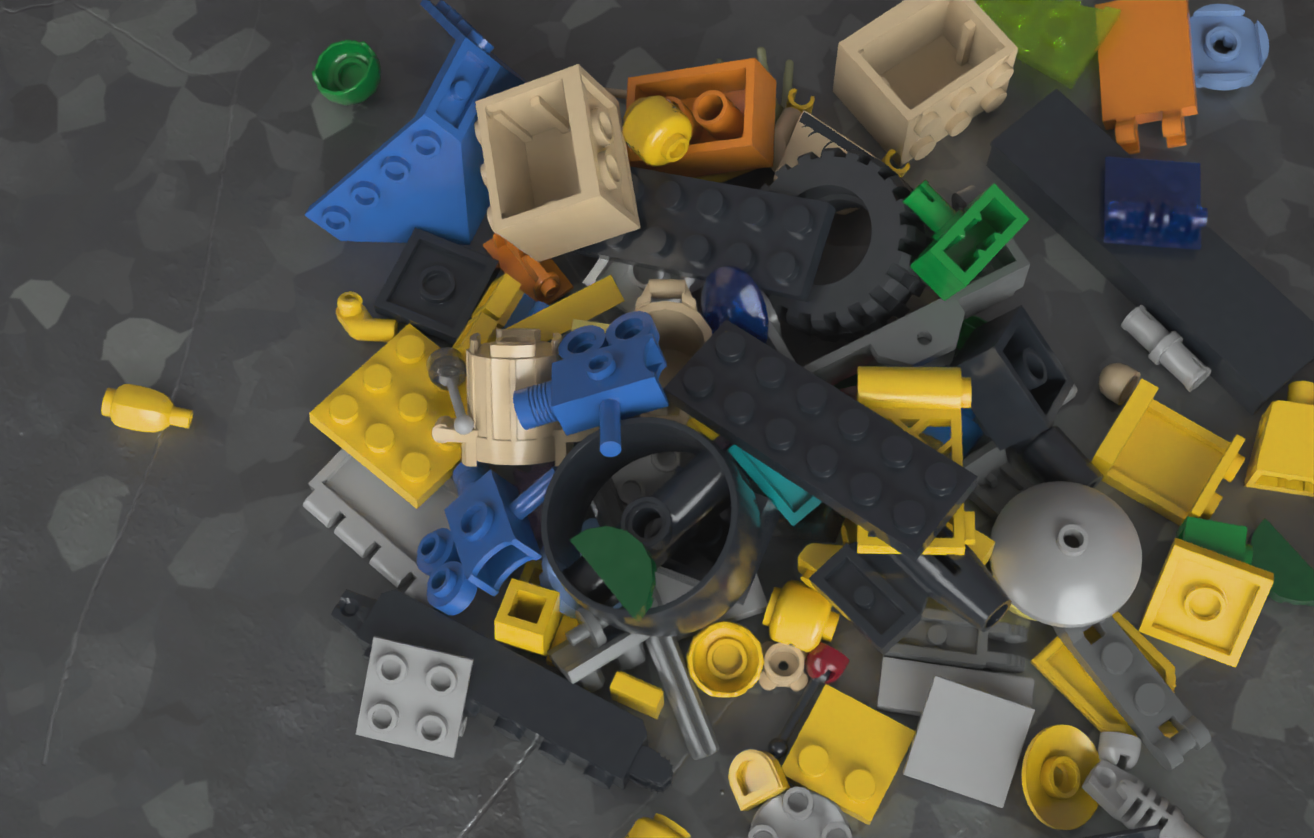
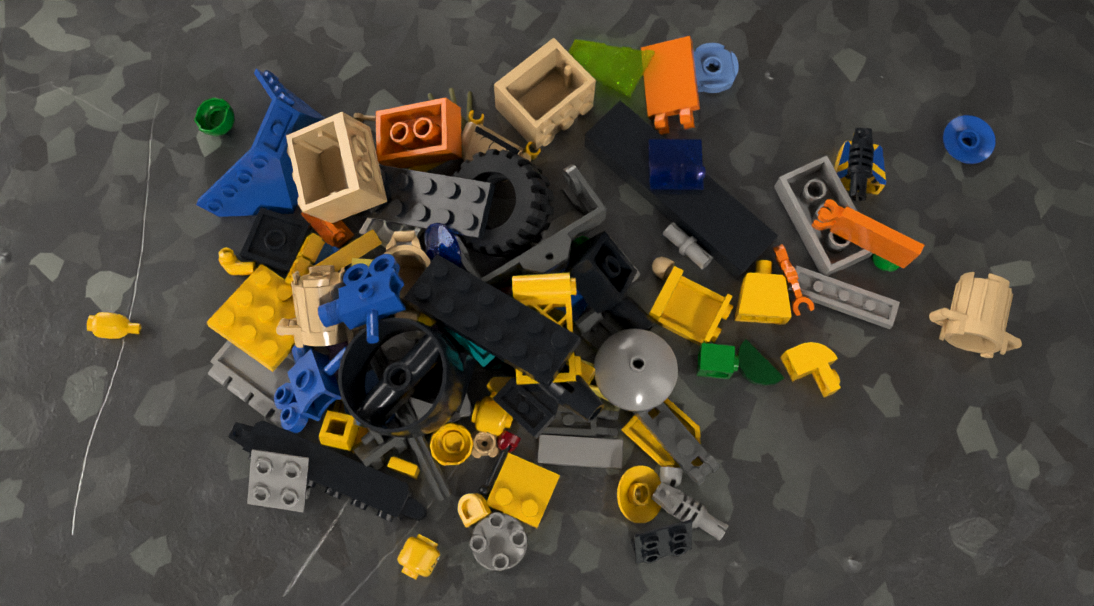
camera: 10 degrees left, 5 degrees up
(447, 372) = (282, 293): clear smoke hinge -> none
(622, 565) = (384, 404): dark green tile -> none
(656, 130) = (393, 143): yellow head -> none
(962, 238) = (566, 198): green brick -> none
(968, 741) = (588, 478): light grey tile -> none
(1206, 602) = (714, 390): yellow plate -> none

